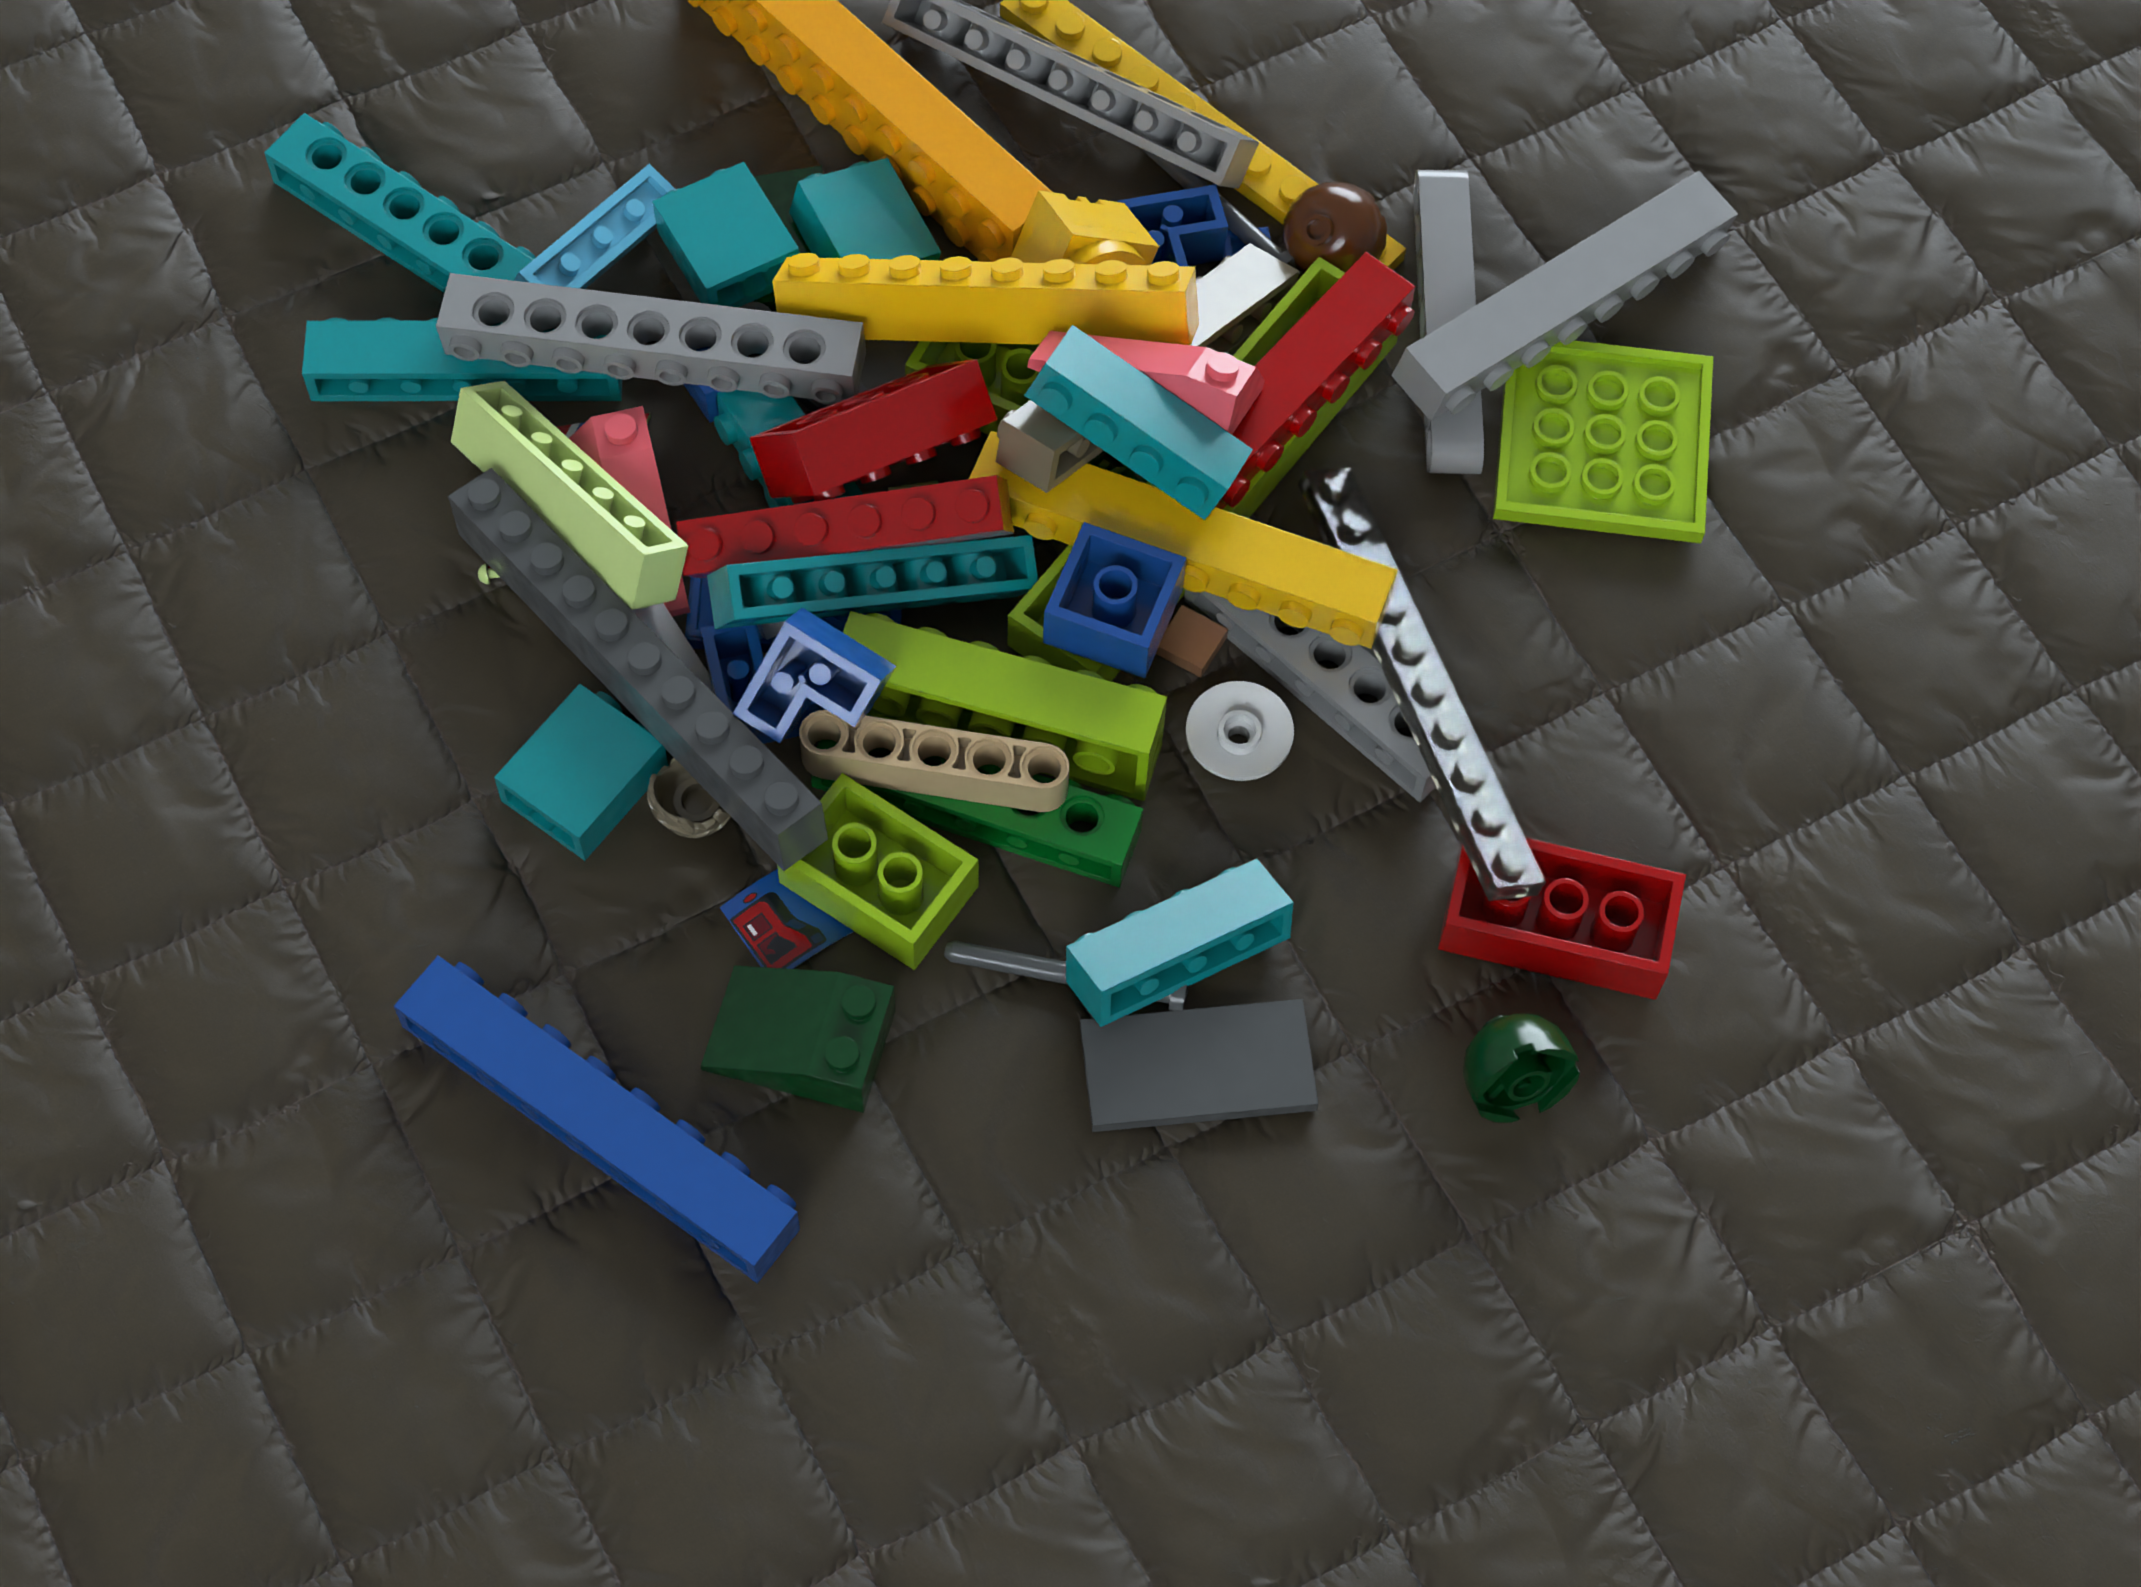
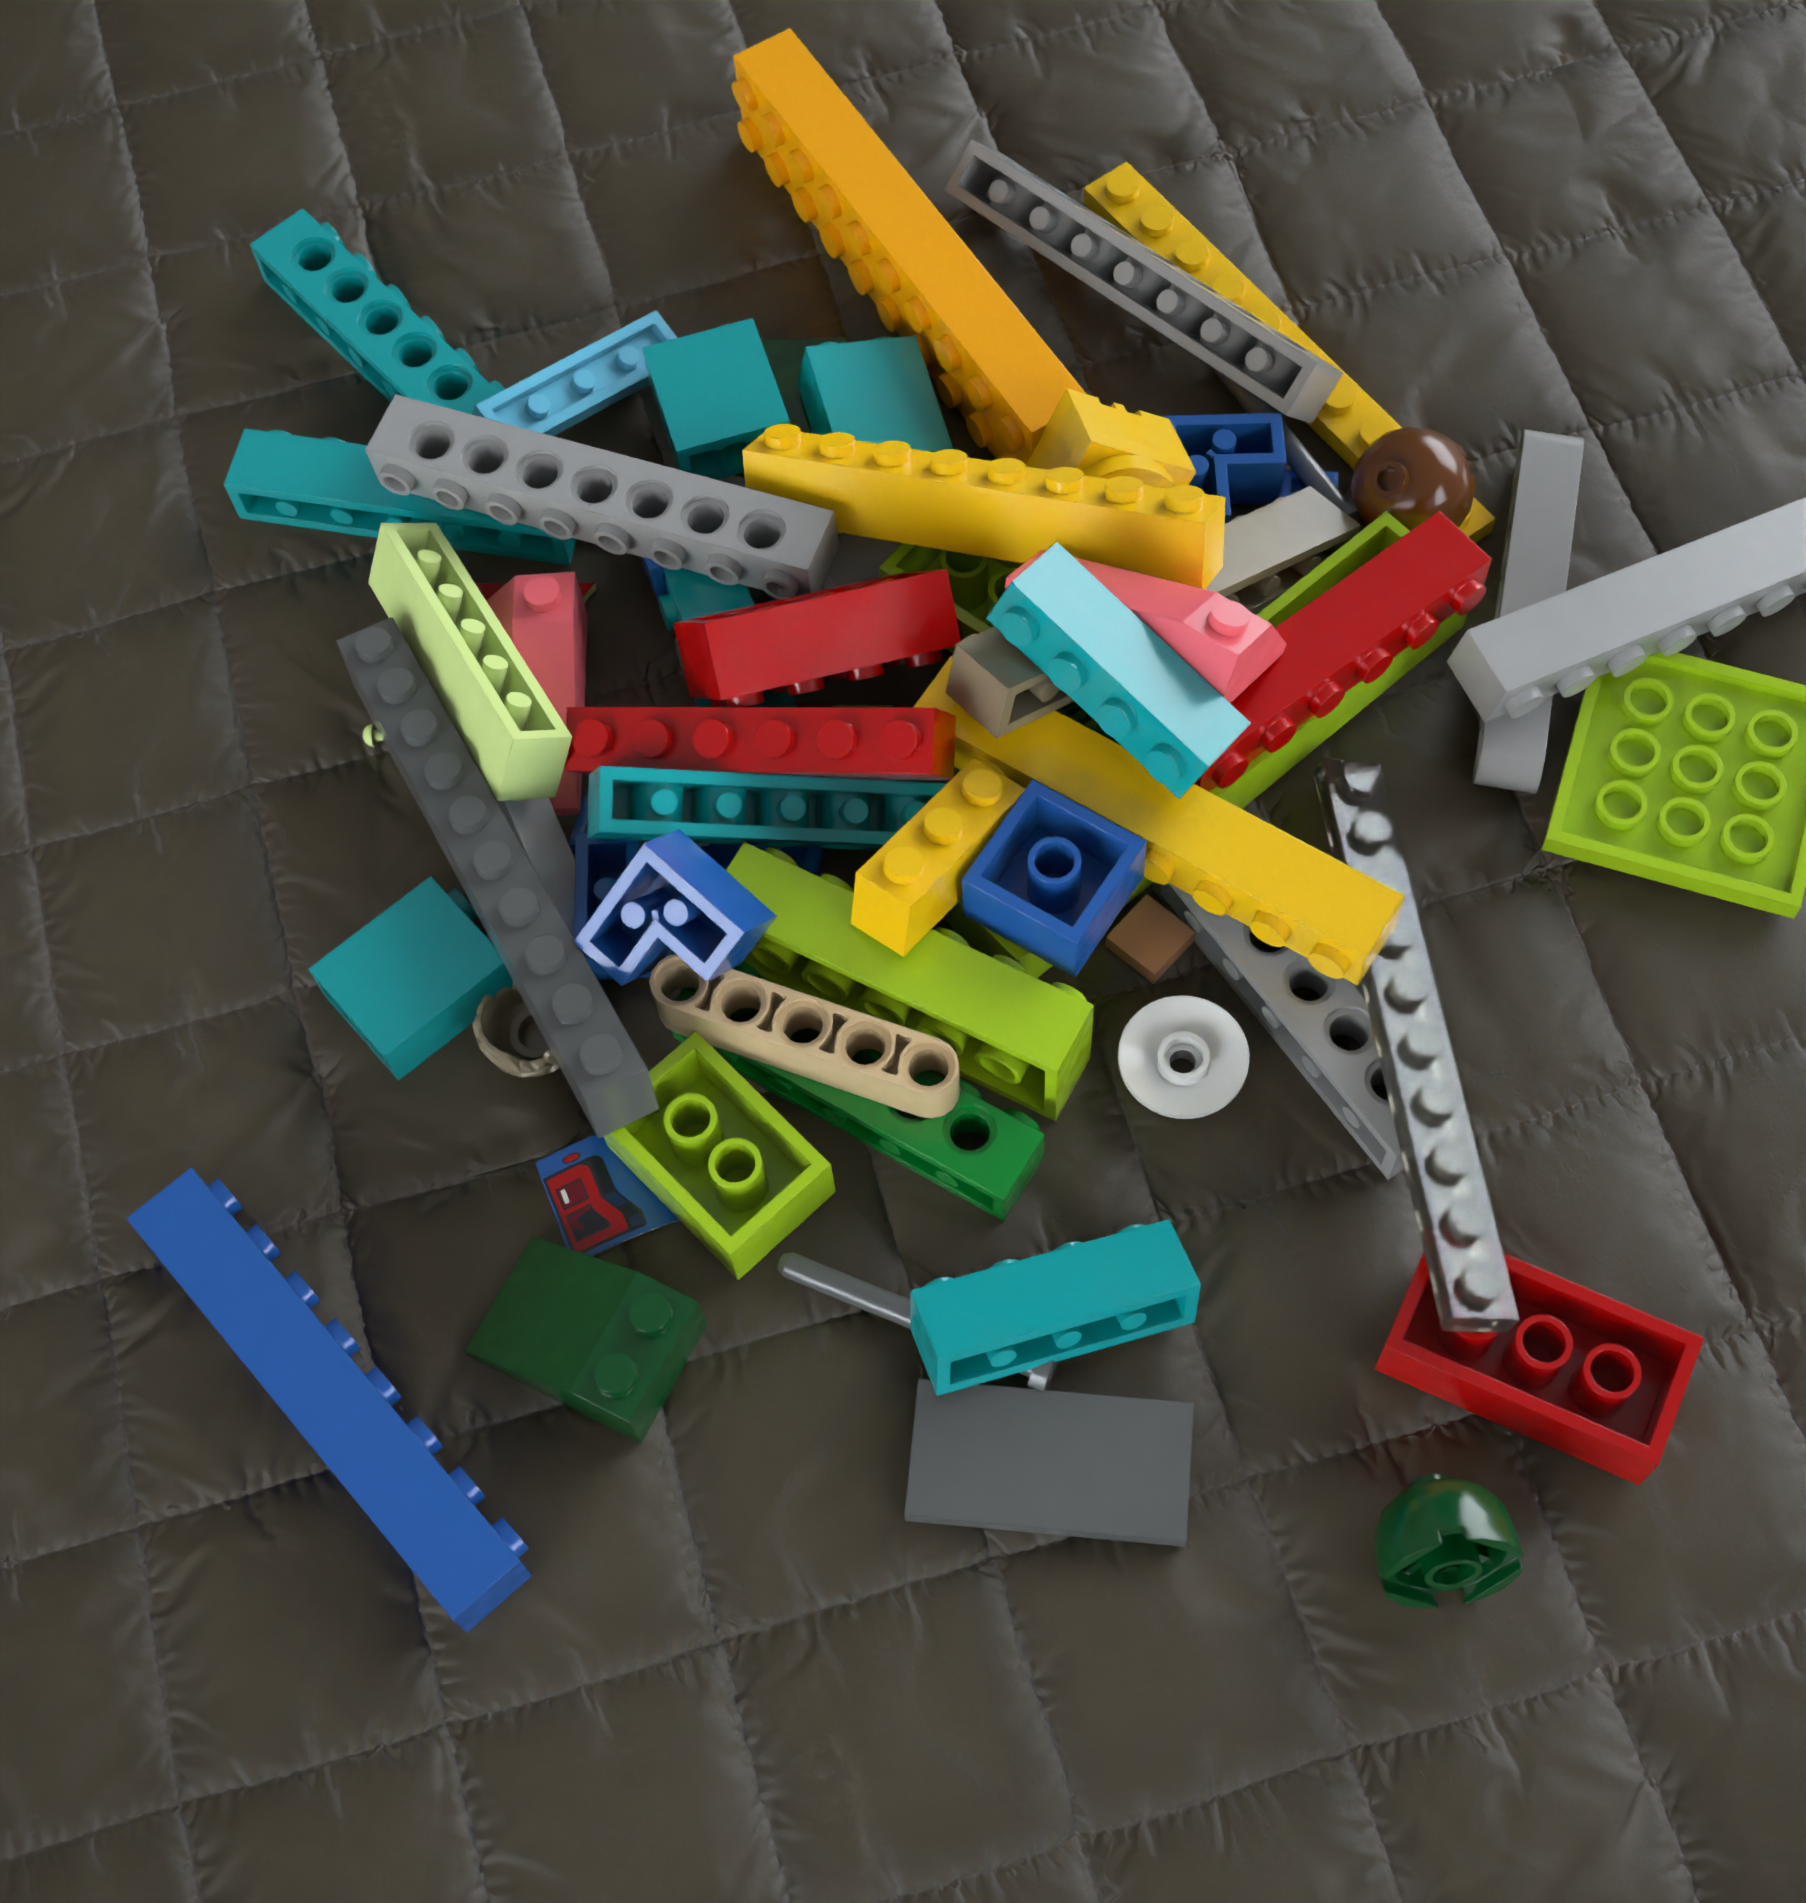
camera: 20 degrees right, 0 degrees up
(1014, 598) = (923, 865): none -> yellow brick

